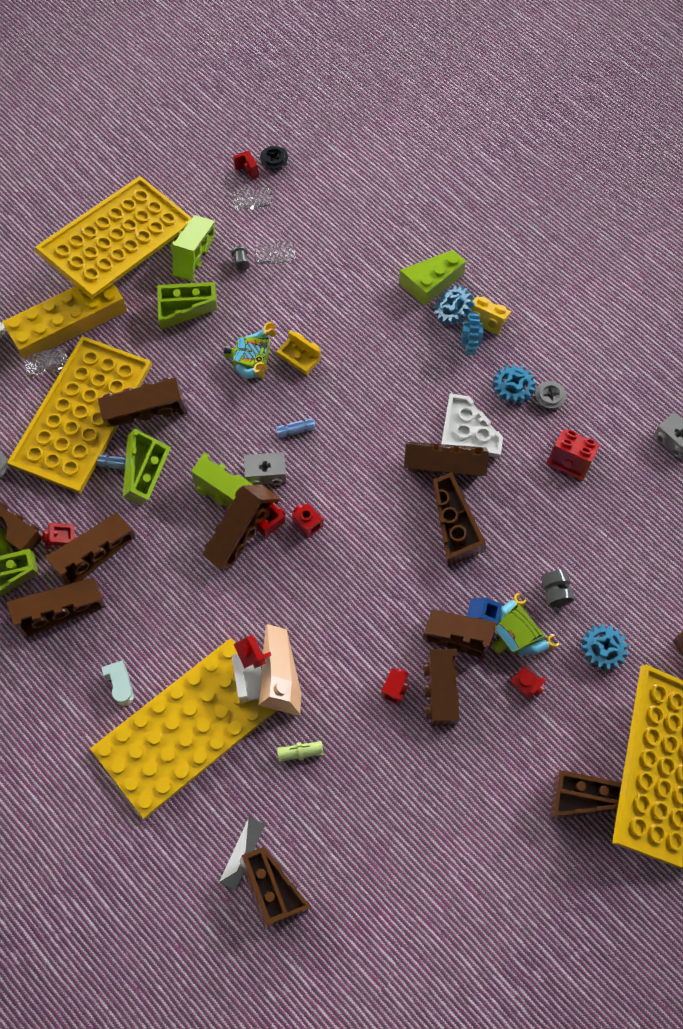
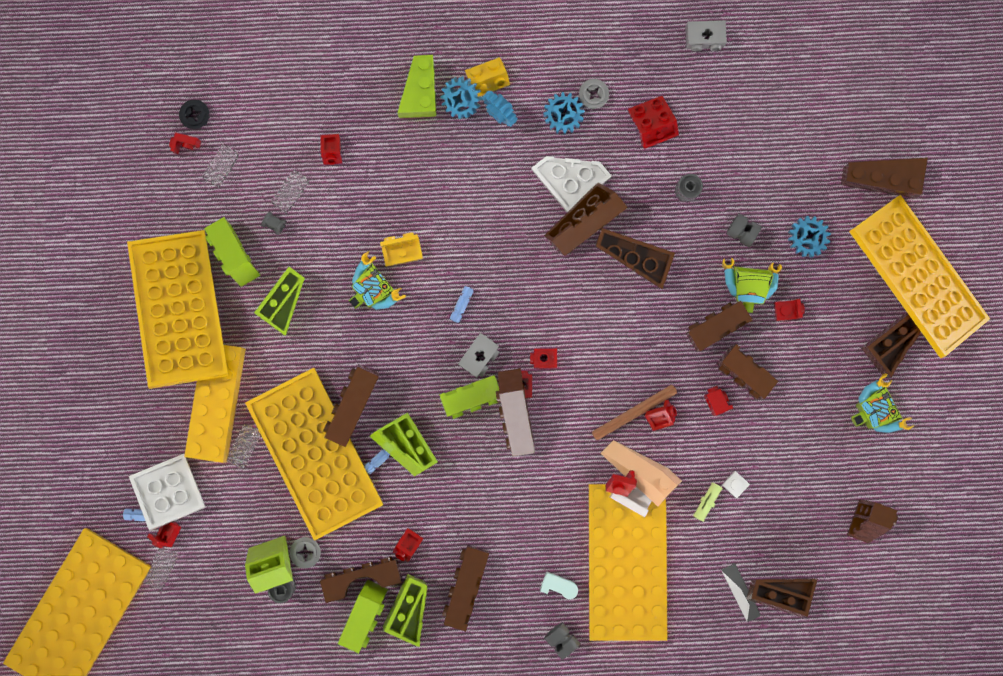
camera: 50 degrees left, 20 degrees up
(70, 723) = (562, 640): none -> dark grey wheel
(90, 549) = (441, 531): reddish brown wedge -> none
(325, 626) = (634, 412): none -> nougat axle
(330, 253) = (331, 149): none -> red bracket
(336, 764) = (735, 484): none -> white plate
(341, 649) = (662, 416): none -> red bracket
(408, 911) = (871, 521): none -> reddish brown wedge
(484, 609) = (718, 296): blue brick -> none
(517, 834) = (878, 409): none -> torso
(548, 517) = (688, 188): none -> dark grey wheel

